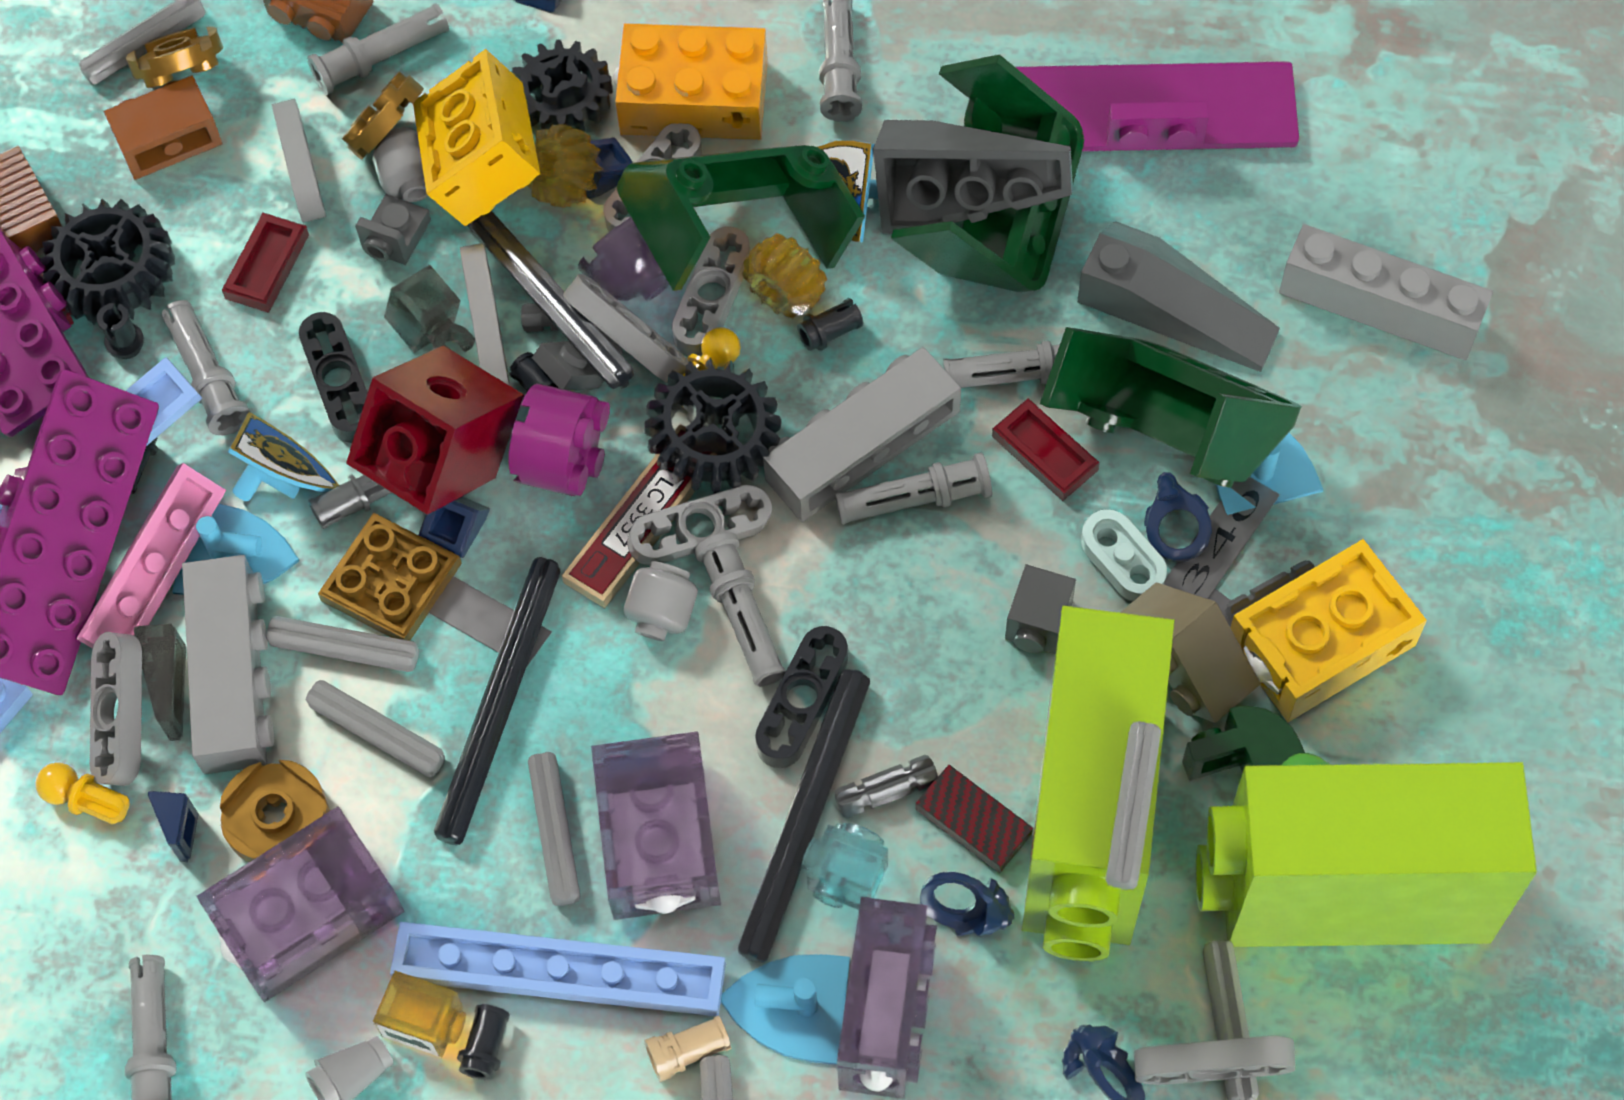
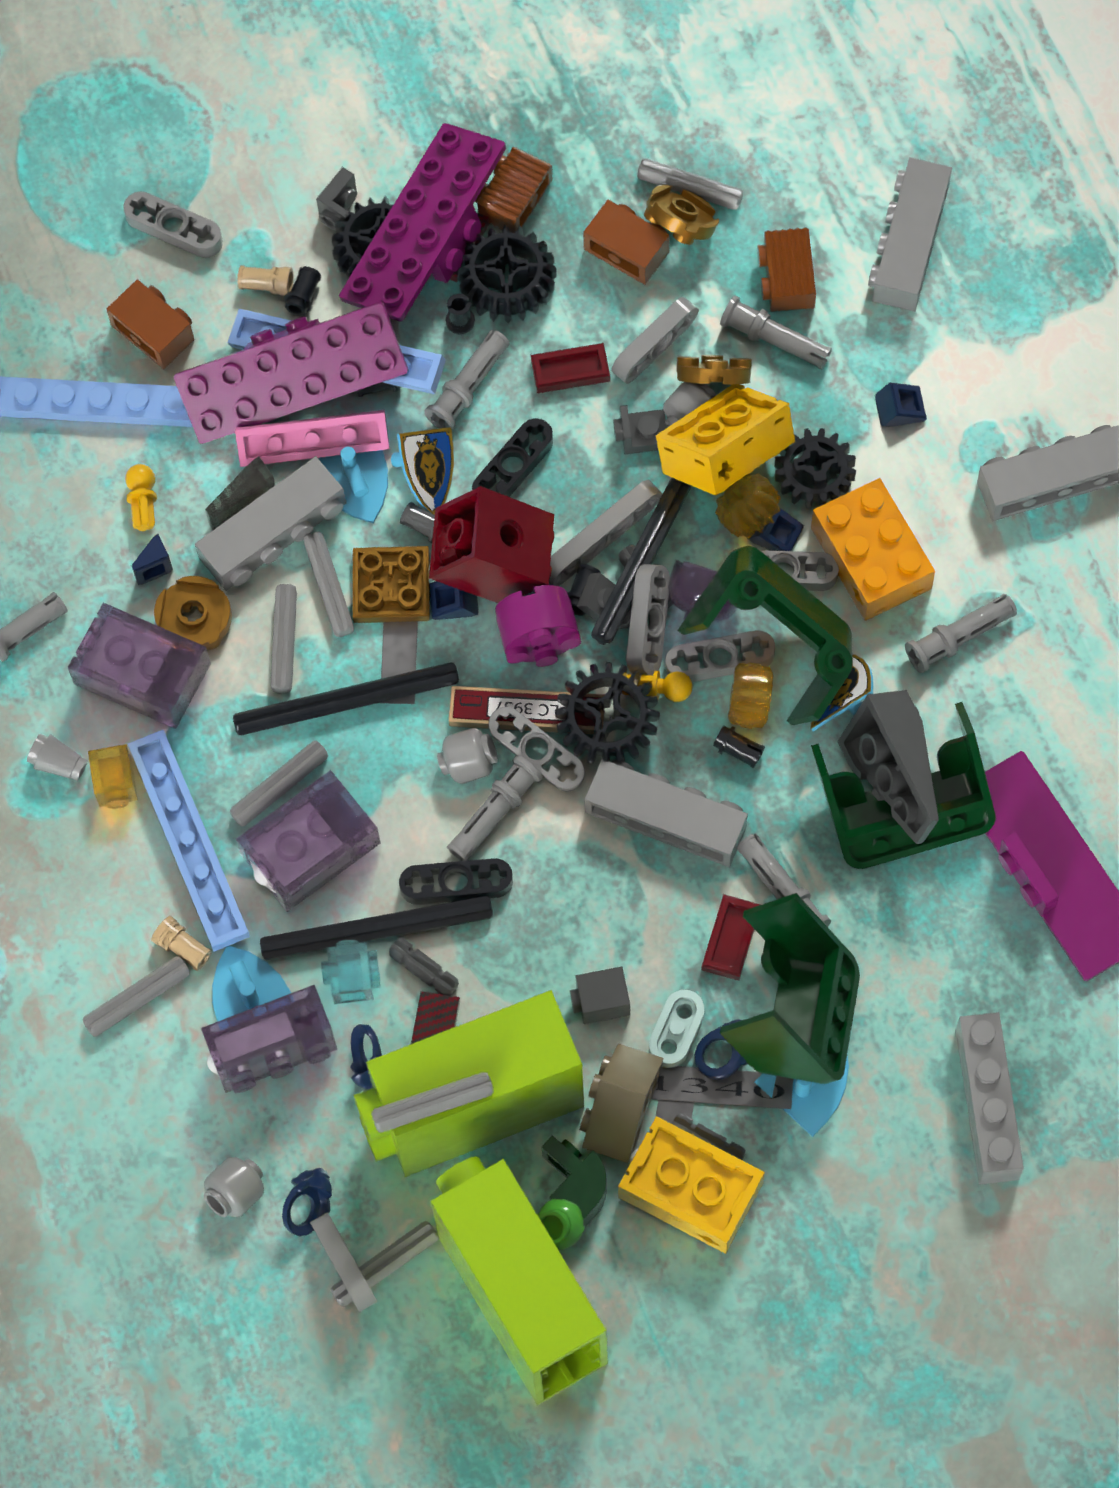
camera: 60 degrees right, 5 degrees up
(117, 741) = (202, 480): light grey beam -> none
(425, 312) = (583, 490): clear smoke brick -> none
(483, 1043) = (118, 824): black pin -> none
(940, 478) = (657, 882): light grey pin -> none
(1165, 292) = (906, 950): dark grey wedge -> none

